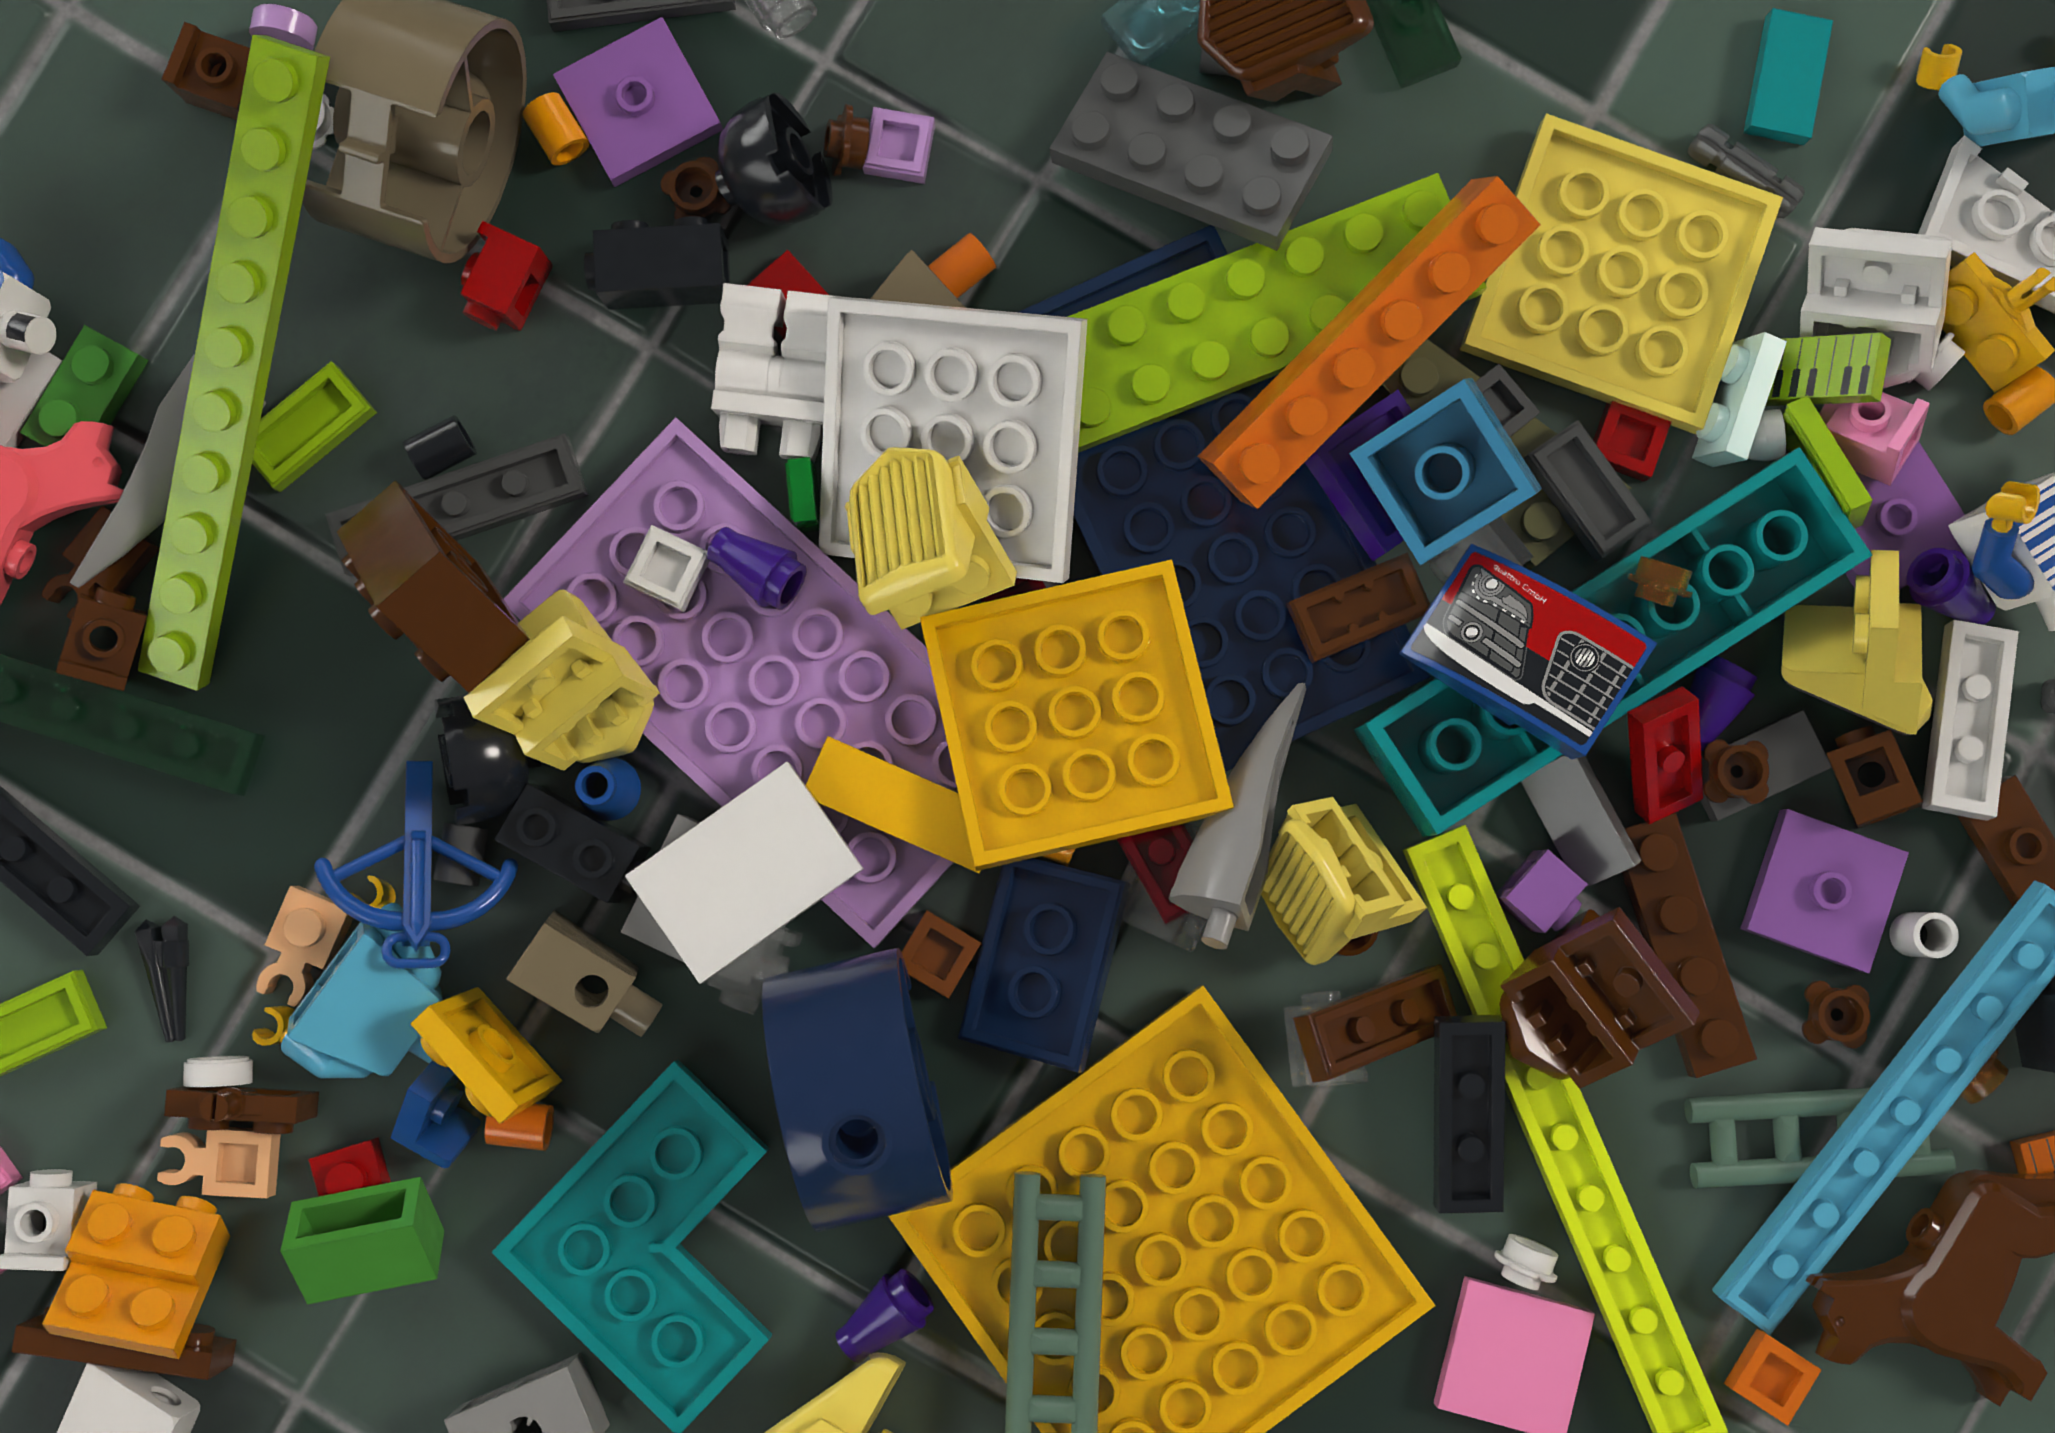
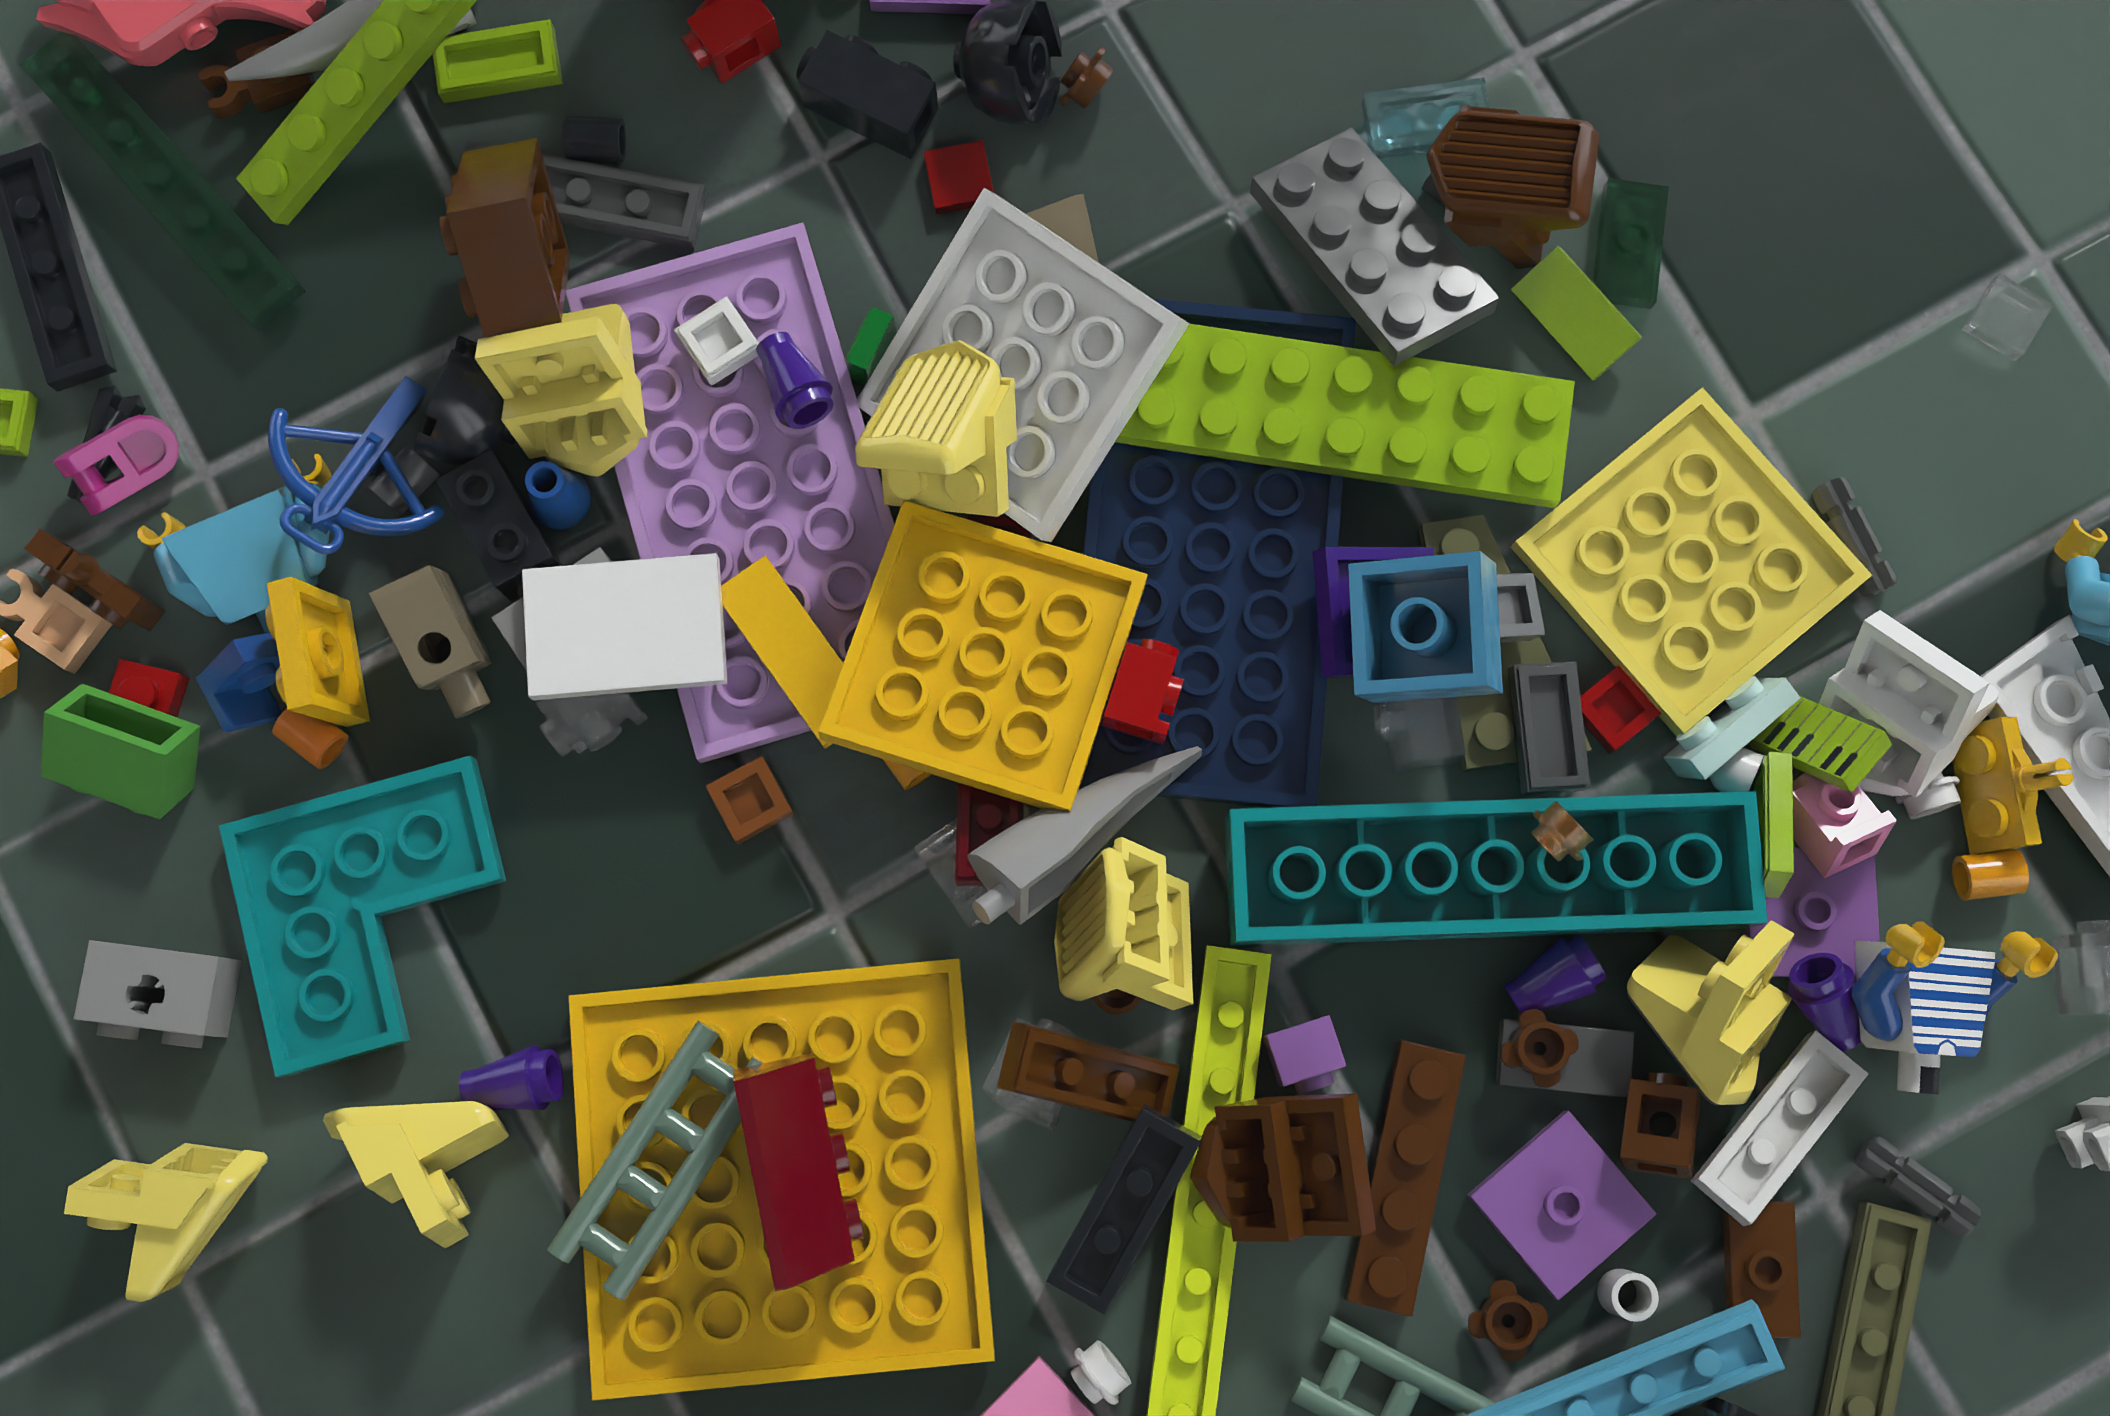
camera: 30 degrees right, 5 degrees down
(96, 665) = (221, 160): reddish brown brick -> none
(206, 962) = (140, 447): none -> dark pink plate
(218, 1071) = (92, 541): white tile -> none
(307, 935) = (234, 475): light nougat plate -> none
(691, 175) = (930, 35): reddish brown plate -> none
(766, 388) = (895, 233): white hips -> none
(854, 1091) = (597, 859): dark blue animal -> none
(899, 145) = (1129, 108): lavender tile -> none
(963, 265) = (1120, 235): orange hinge -> none
(1044, 962) = (835, 858): dark blue tile -> none
(1182, 1251) = (797, 1168): none -> dark red slope
(1230, 662) = (1144, 690): none -> red brick
(1359, 607) = (1287, 710): reddish brown plate -> none
(1369, 339) = (1426, 482): orange brick -> none
(1399, 108) = (1576, 313): none -> lime tile
(1528, 650) = (1406, 822): slope -> none
(1581, 819) = (1377, 1009): dark grey tile -> none
(1665, 754) = (1483, 994): red plate -> none
(1788, 76) = (1939, 478): teal tile -> none

